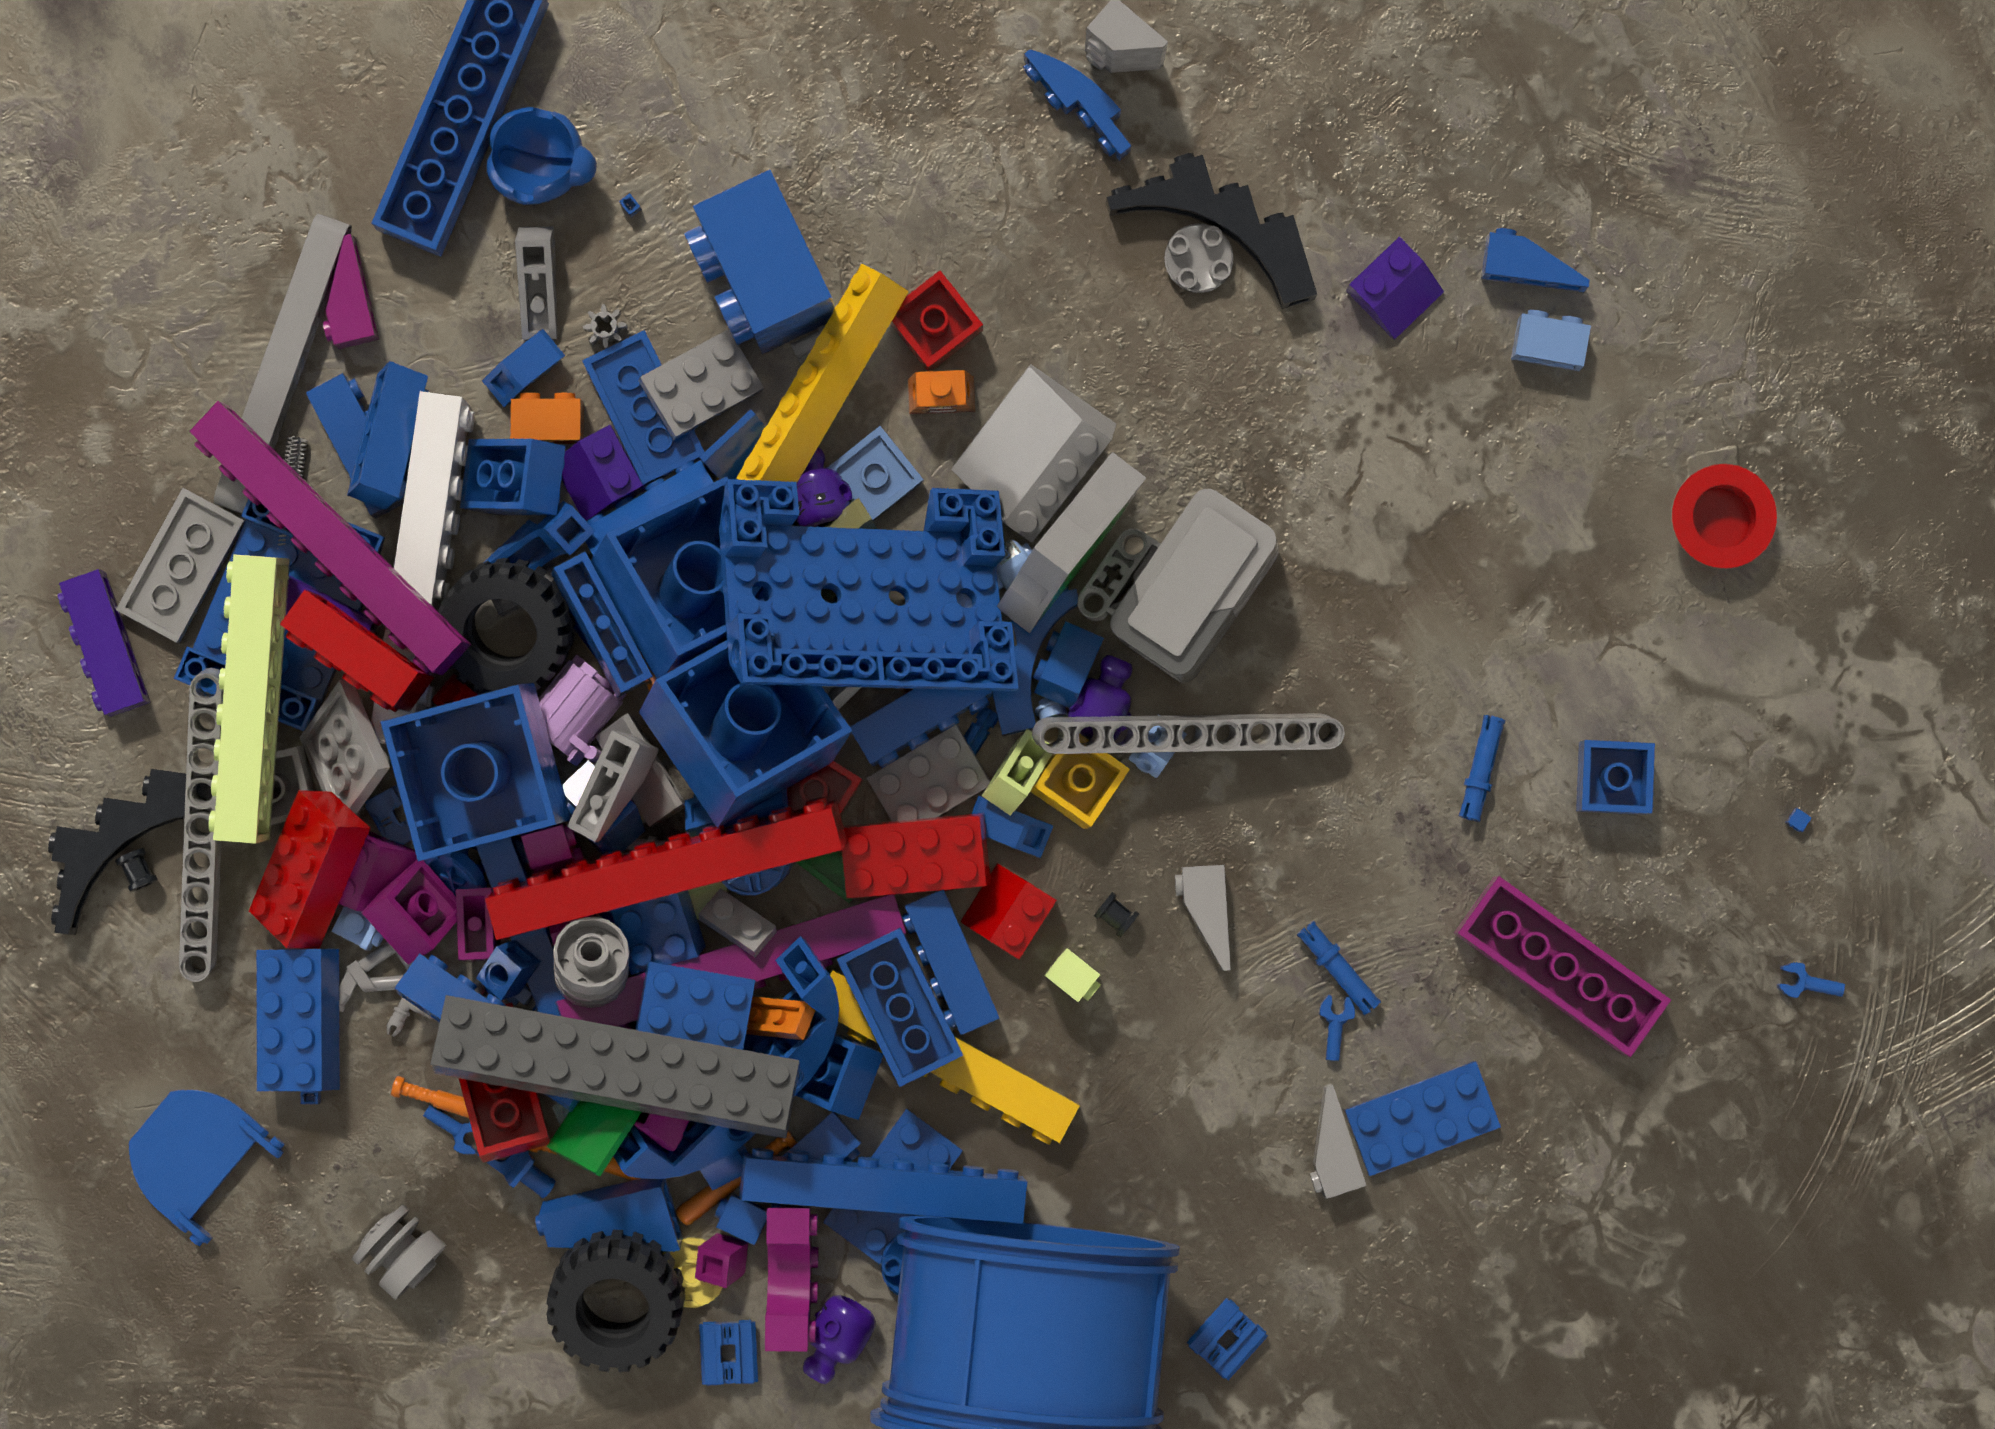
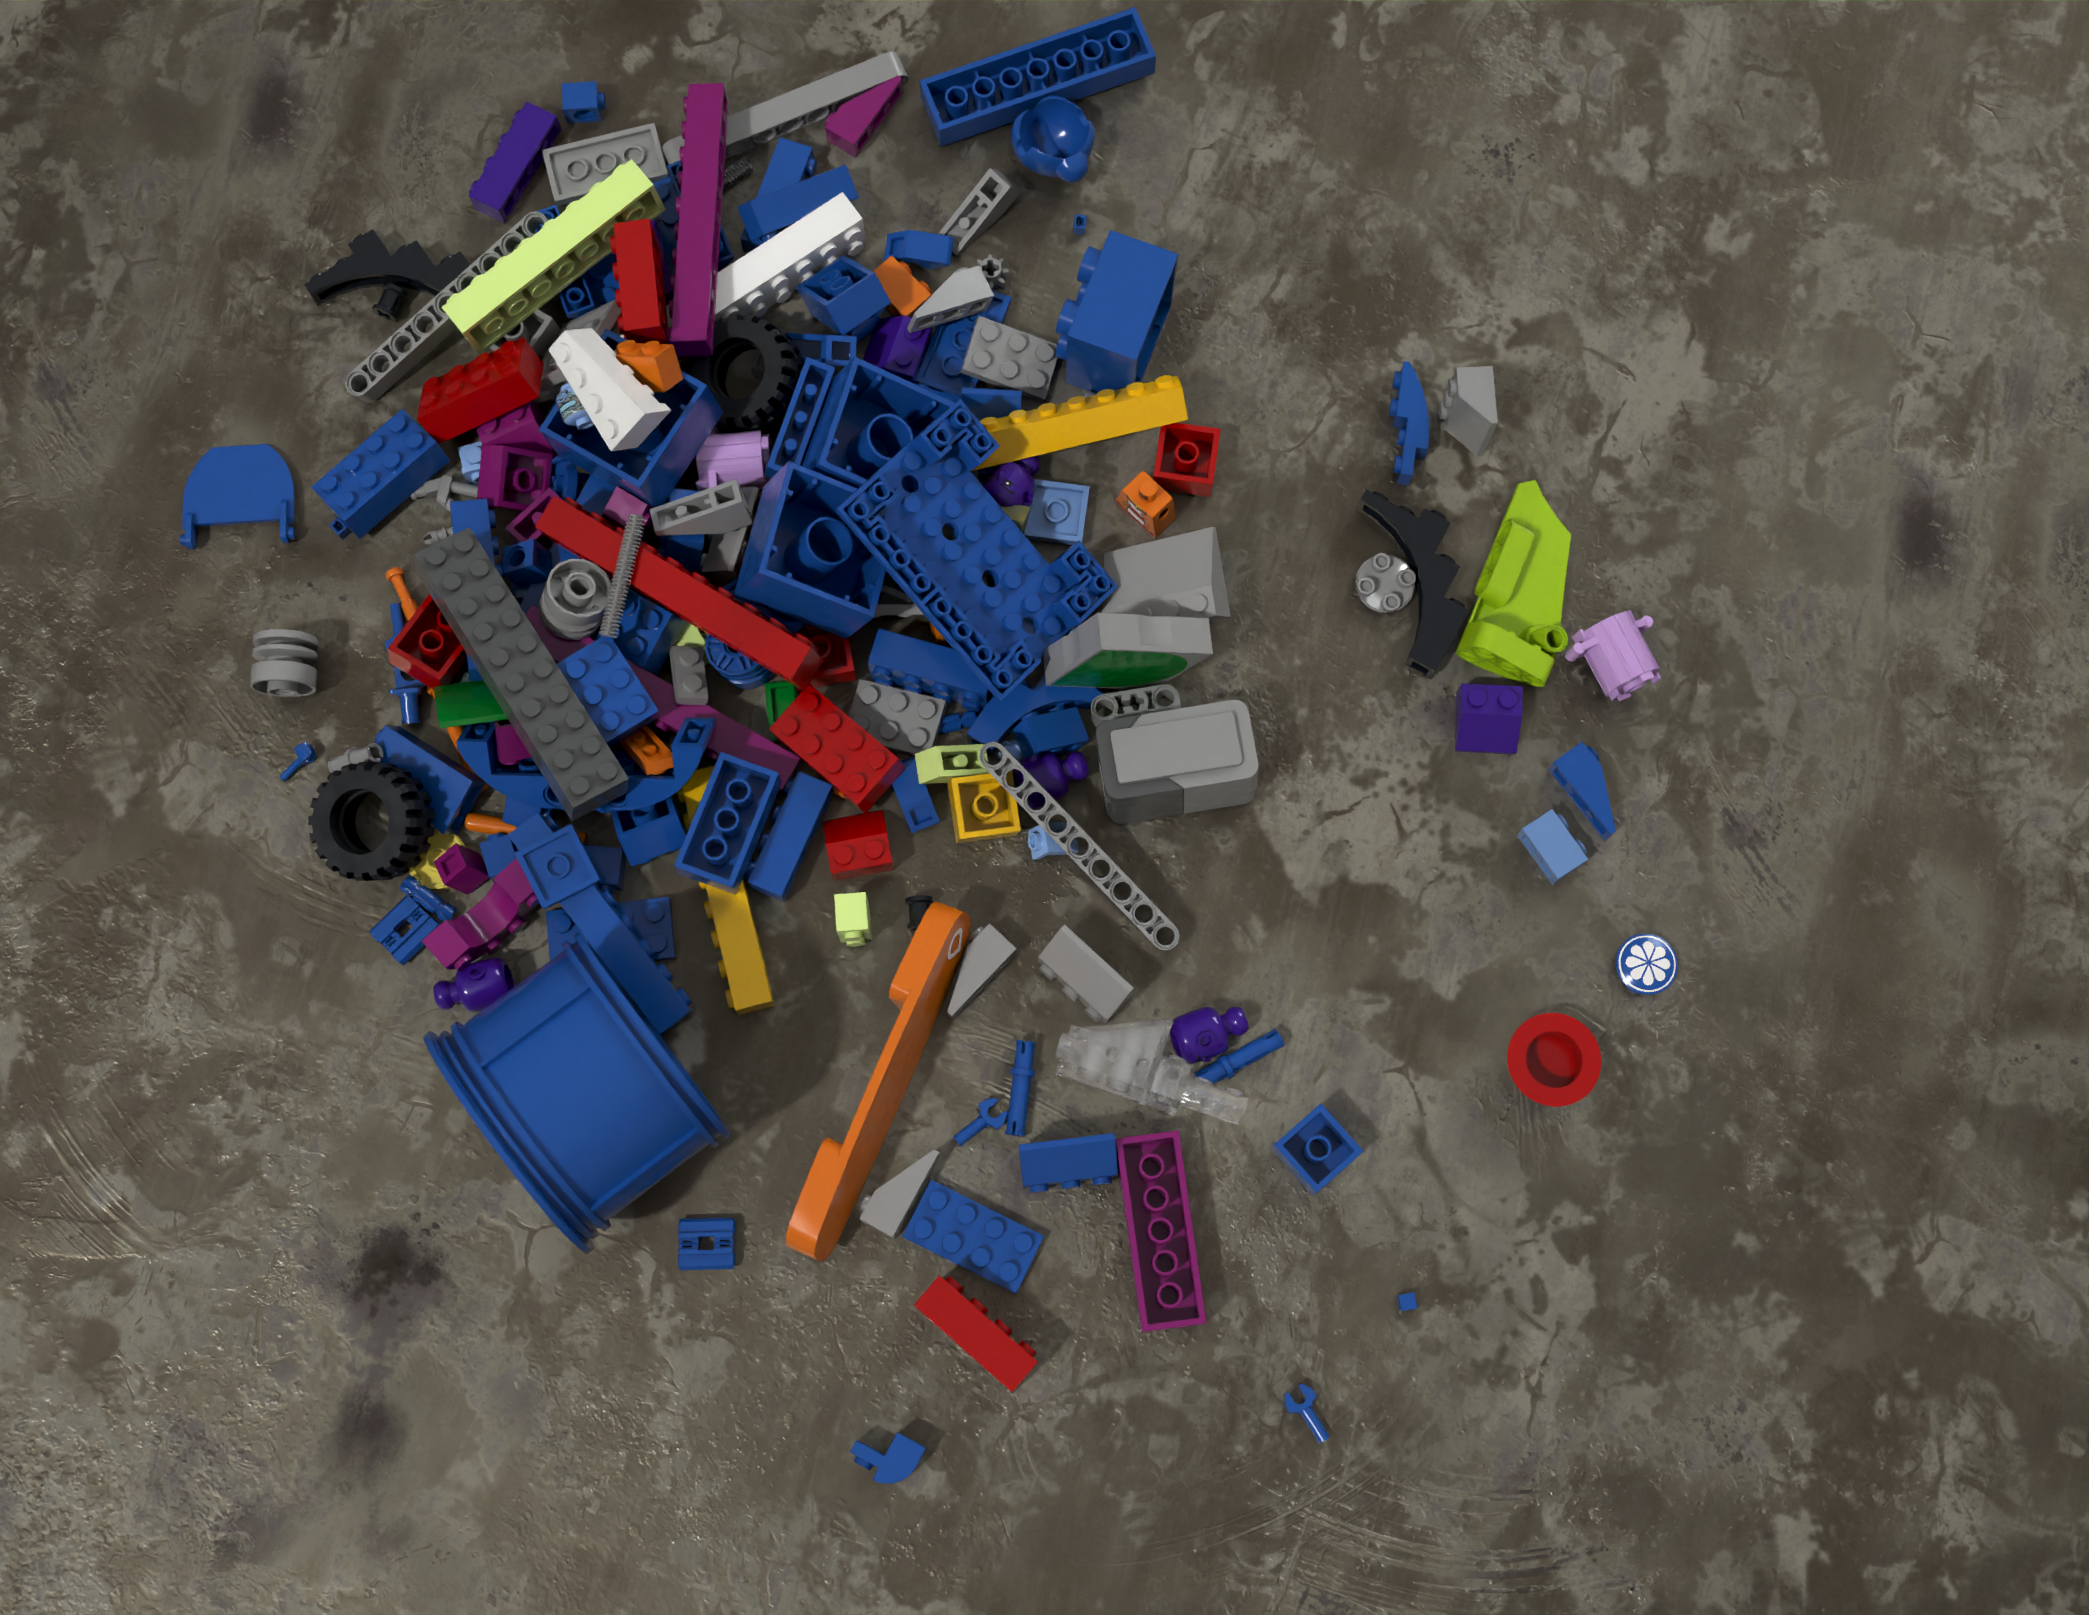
camera: 45 degrees right, 10 degrees down
(102, 531) = (582, 102): none -> blue brick
(433, 808) = (571, 408): none -> head
(448, 775) = (607, 389): none -> white wedge
(454, 723) = (652, 362): none -> orange brick
(492, 1303) = (305, 756): none -> blue hand
(542, 1266) = (370, 753): none -> light grey pin
(607, 378) = (959, 296): none -> light grey slope
(616, 906) = (621, 575): none -> light grey axle
(720, 1311) = (428, 899): none -> blue axle
(810, 1183) = (557, 866): none -> blue plate
(1275, 1171) = (844, 1167): none -> orange piece
(1299, 830) = (1084, 976): none -> light grey slope
(1314, 152) = (1521, 593): none -> lime panel
(1407, 843) = (1130, 1064): none -> clear wedge
(1436, 776) = (1205, 1032): none -> dark purple piece
(1438, 987) = (1068, 1162): none -> blue slope
(1446, 129) = (1617, 654): none -> lavender container
(1507, 1190) = (975, 1333): none -> red brick
(1546, 1345) = (898, 1462): none -> blue brick
(1715, 360) = (1646, 964): none -> dish

